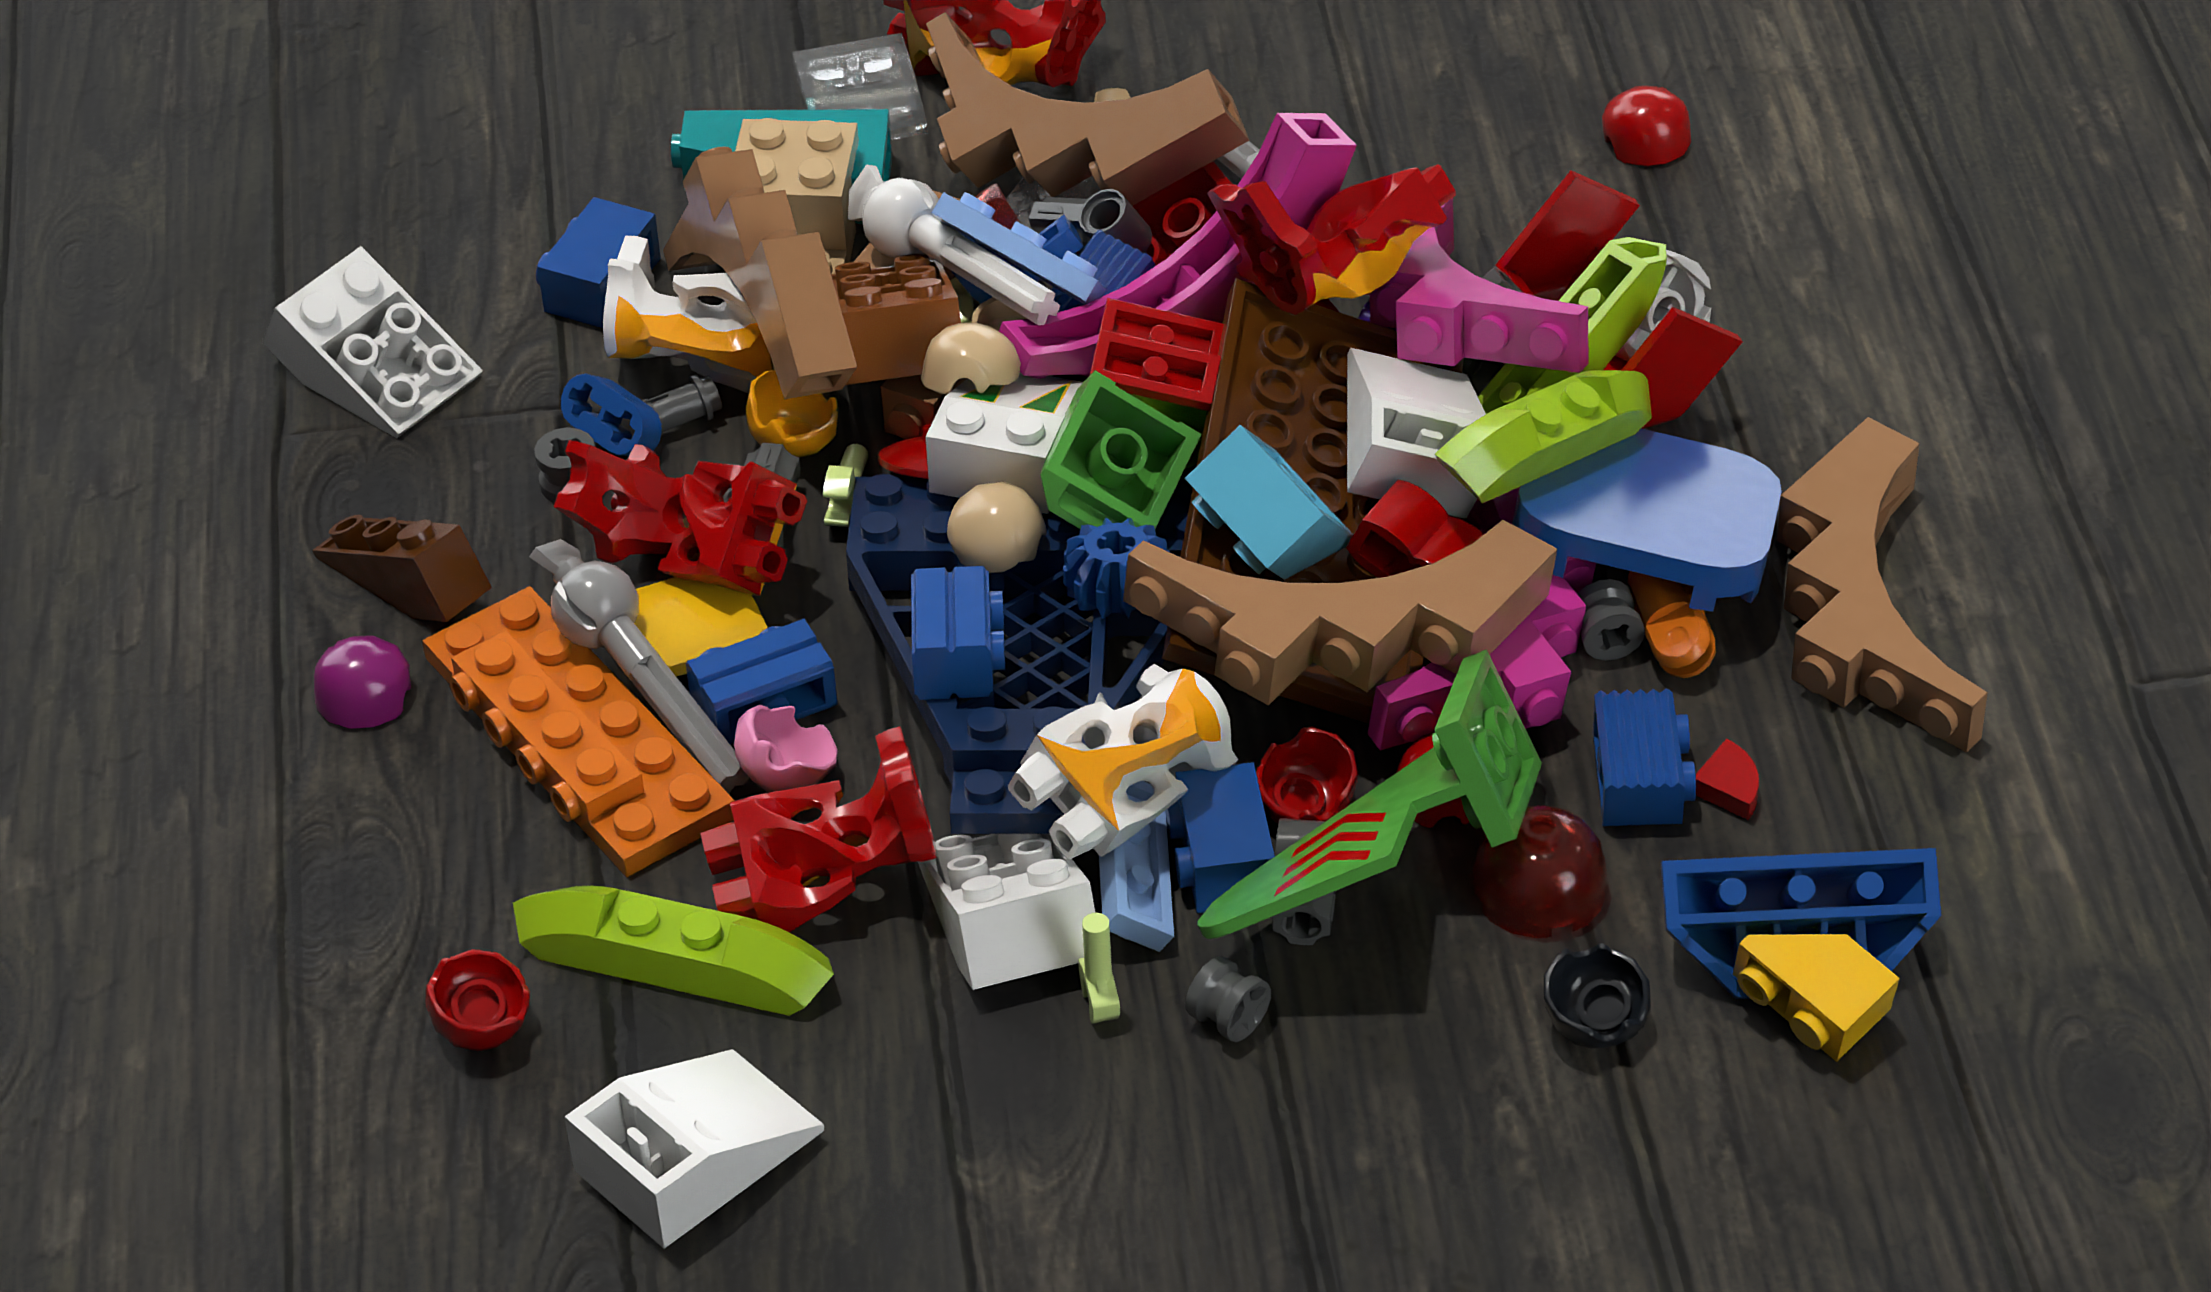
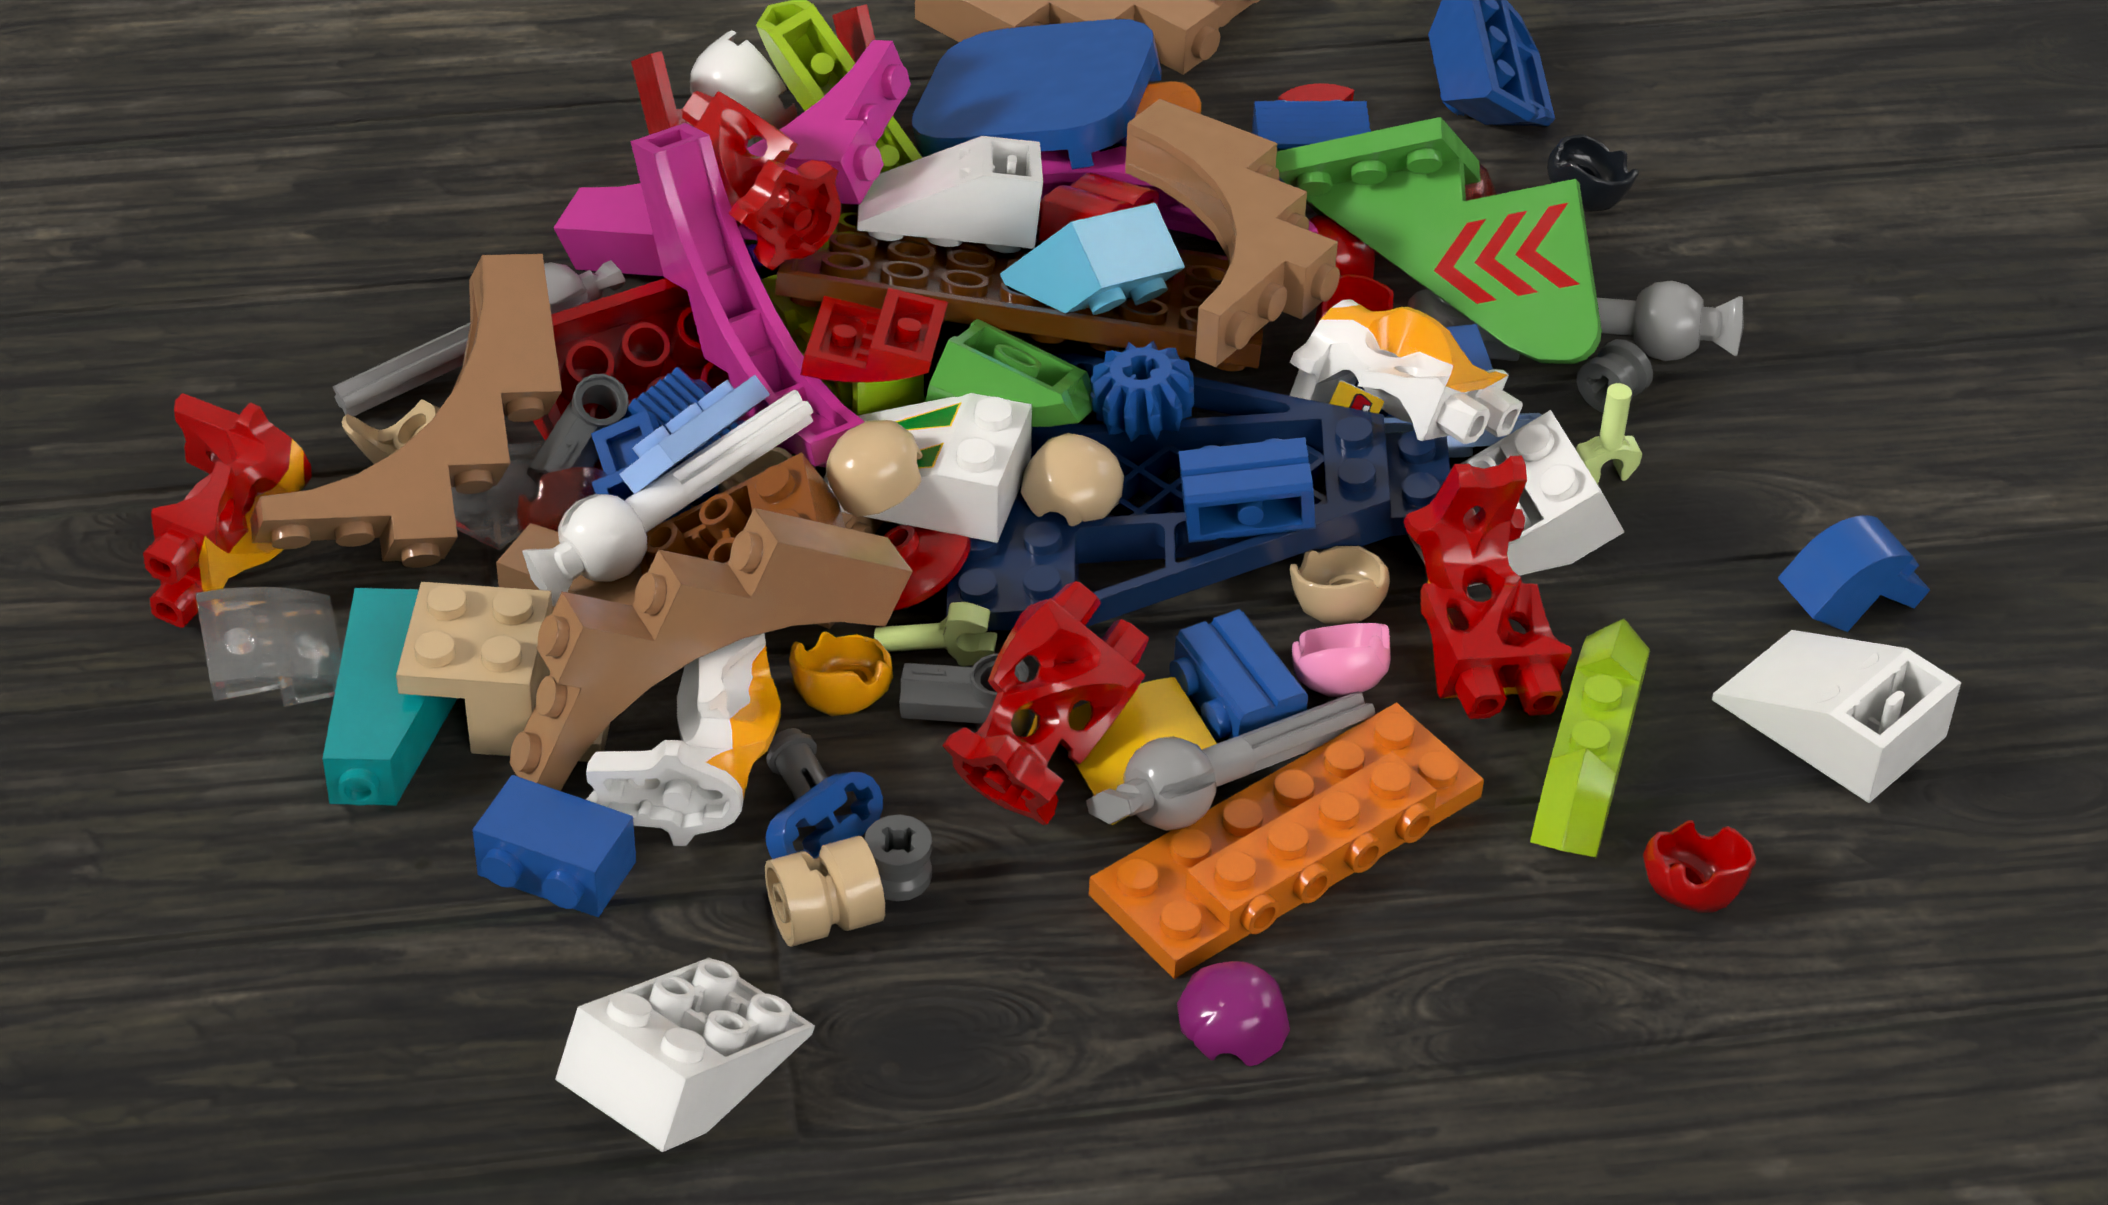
camera: 95 degrees left, 0 degrees up
(409, 564) = (1055, 984): reddish brown slope -> none
(516, 409) = (825, 890): none -> tan wheel
(863, 752) = (1340, 584): none -> tan hair
(884, 1165) = (1849, 569): none -> blue brick
(1315, 1037) = (1672, 321): none -> light grey piece
(1547, 431) = (1004, 103): lime brick -> none
(1647, 126) = (441, 93): red hair -> none
(1819, 984) = (1573, 55): yellow slope -> none

